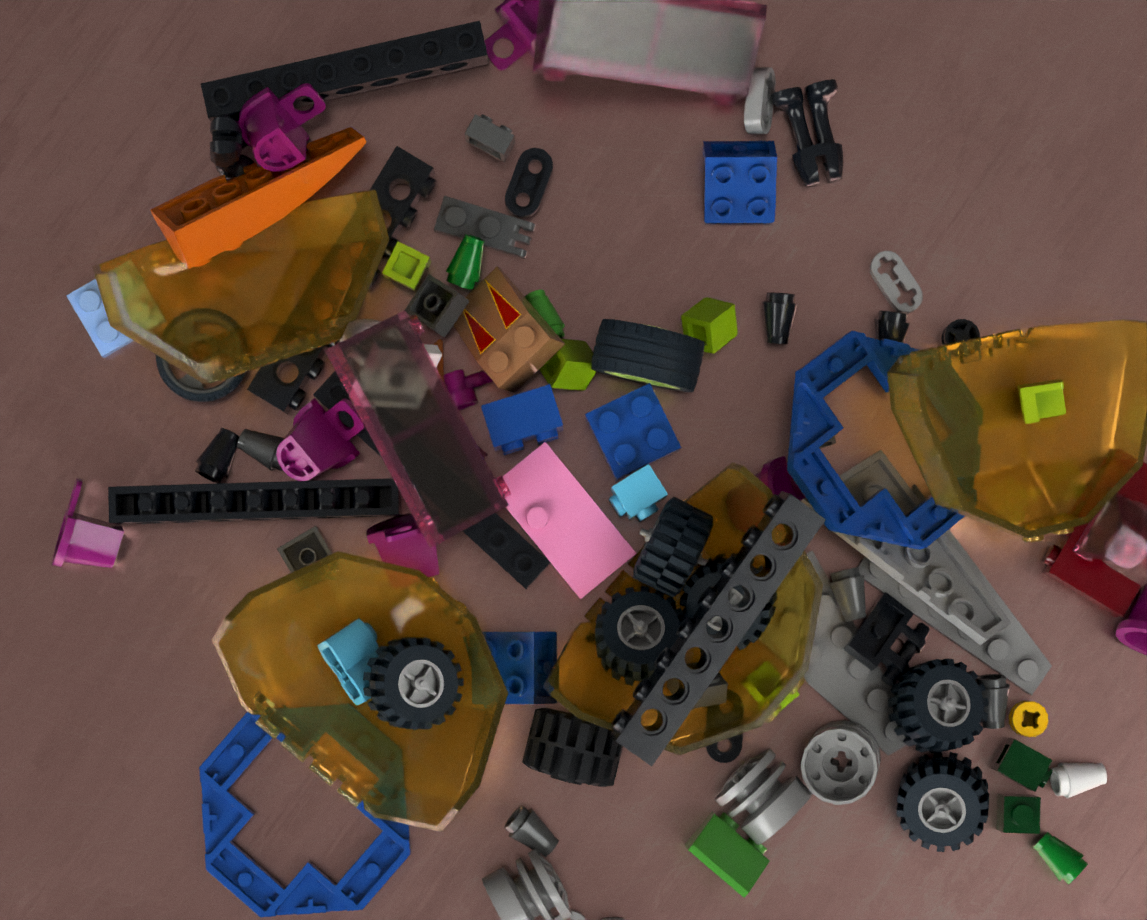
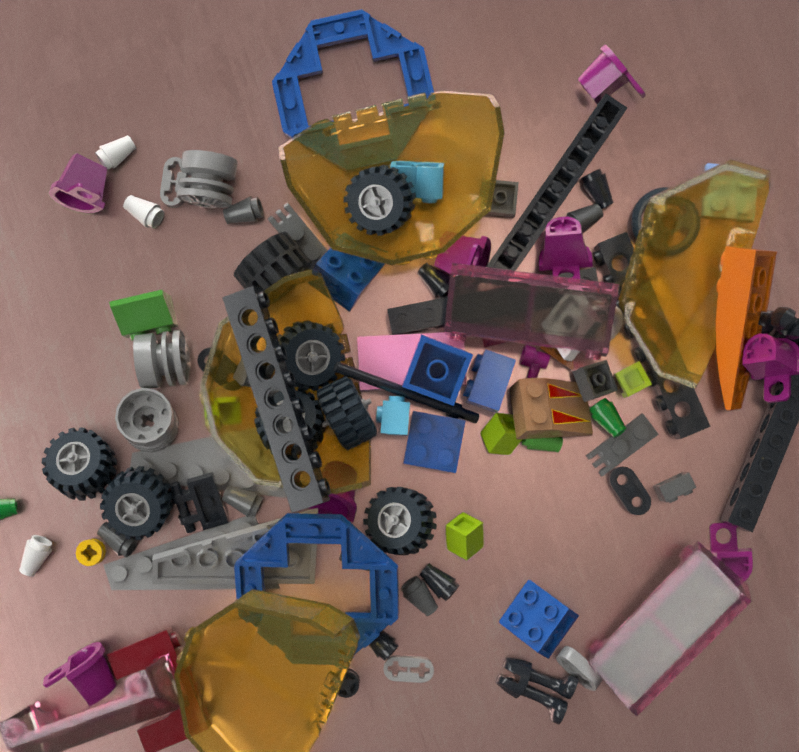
camera: 130 degrees right, 0 degrees up
(452, 560) = (435, 280): none -> black cone
(510, 749) = (300, 234): none -> dark grey hinge
(554, 482) = (437, 370): none -> blue brick
(583, 439) = (455, 411): none -> black bar
(648, 355) = (473, 484): black wheel -> none
(745, 405) = (400, 521): none -> black wheel
(809, 328) = (419, 595): none -> dark grey cone
(1018, 813) = (39, 504): dark green brick -> none
(1023, 765) = (66, 528): dark green brick -> none
(1042, 400) = (271, 703): lime panel -> none

